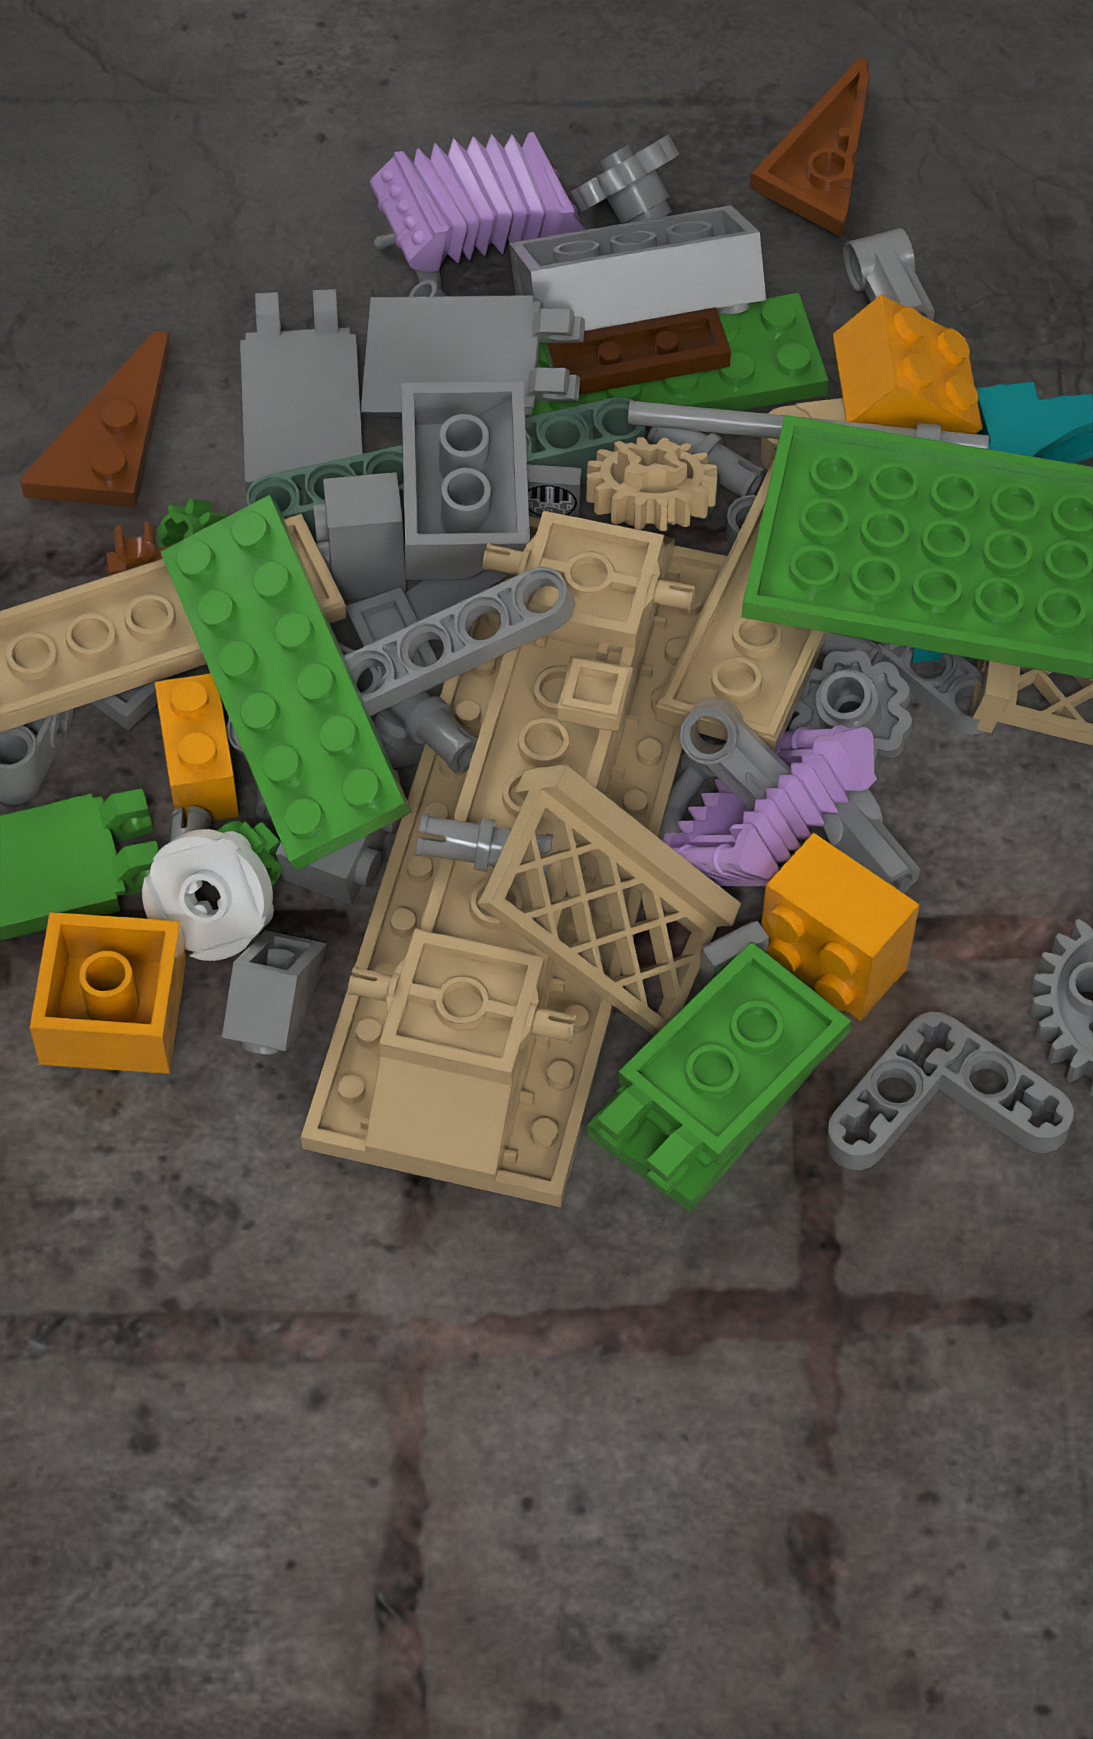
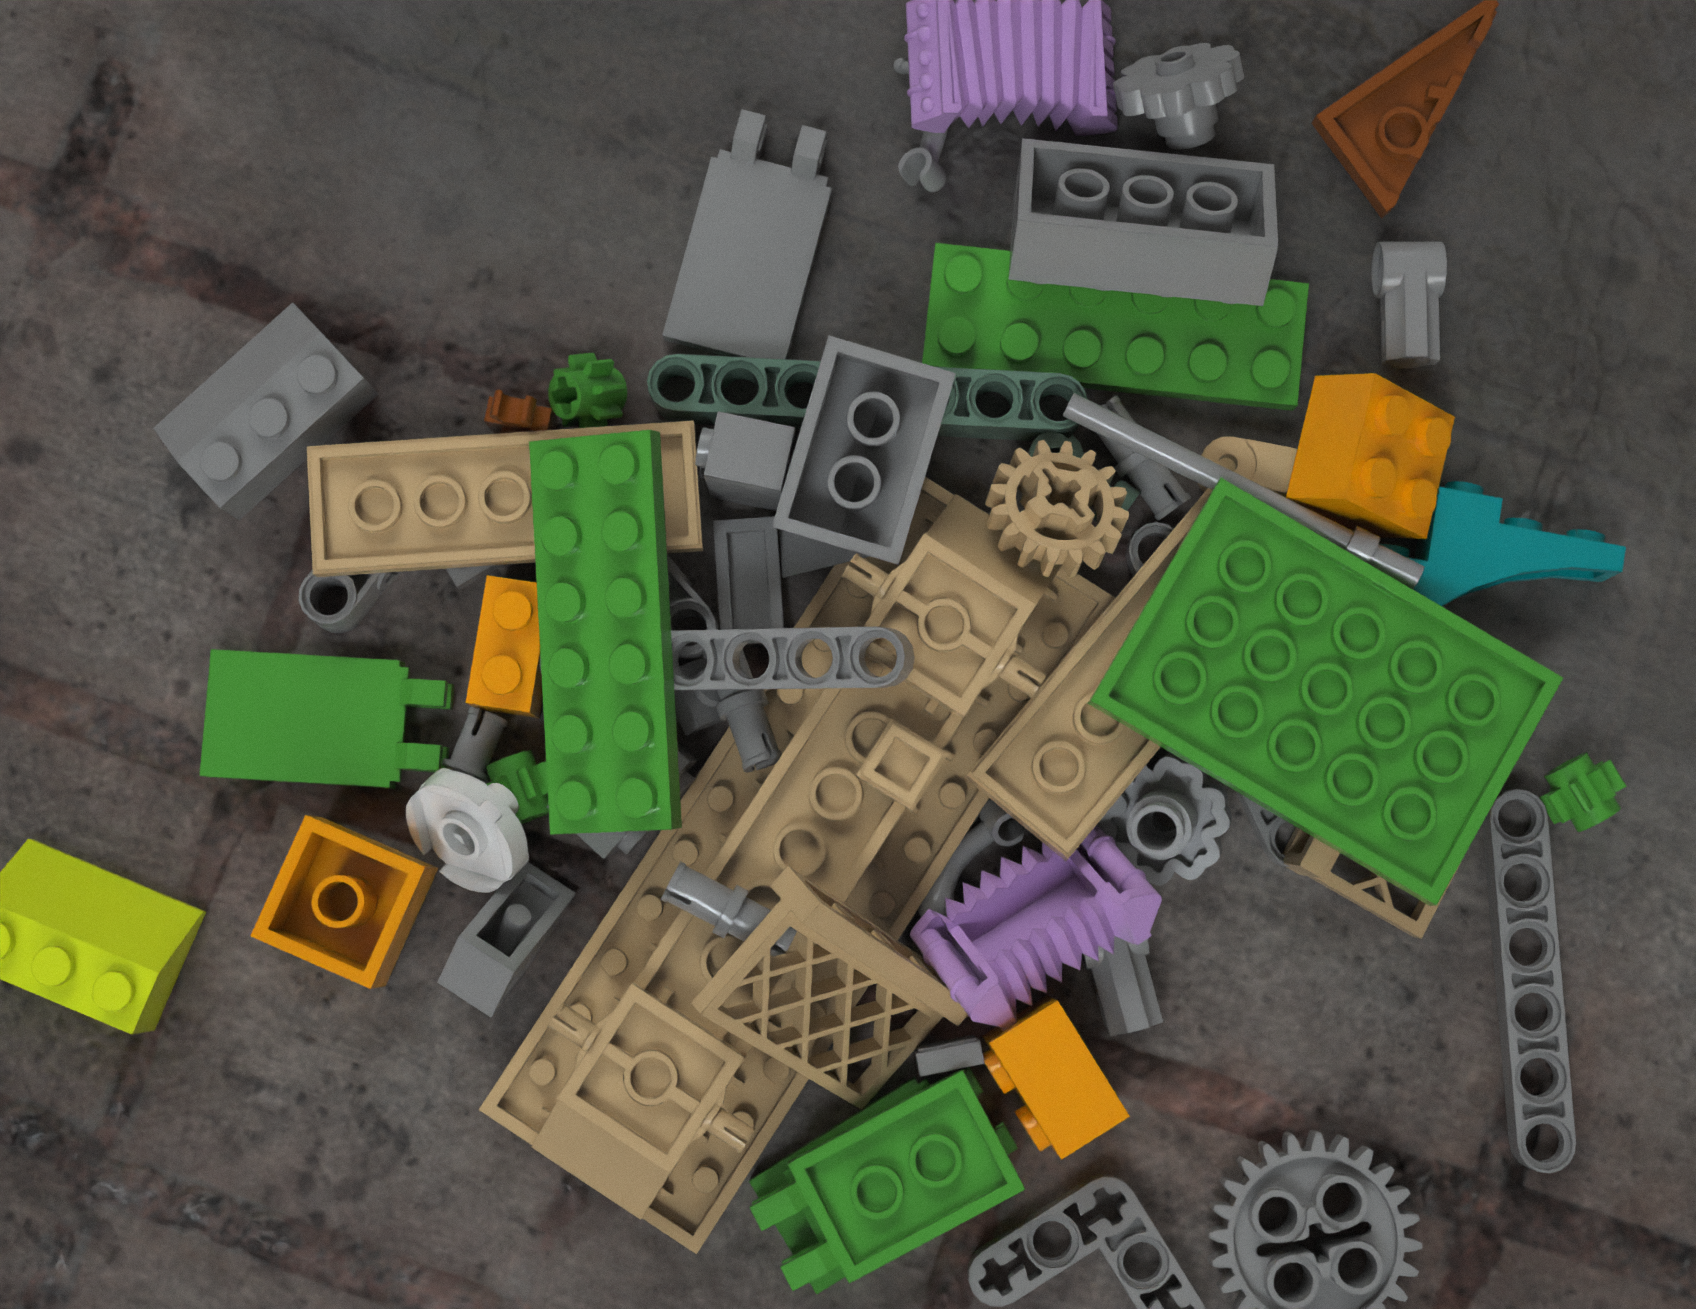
camera: 20 degrees right, 25 degrees up
(107, 443) = (540, 235): dark orange wing -> none
(464, 343) = (925, 275): light grey tile -> none
(554, 490) = (963, 454): light grey tile -> none
(644, 351) = (1107, 324): reddish brown plate -> none
(740, 763) = (1012, 854): light grey piece -> none

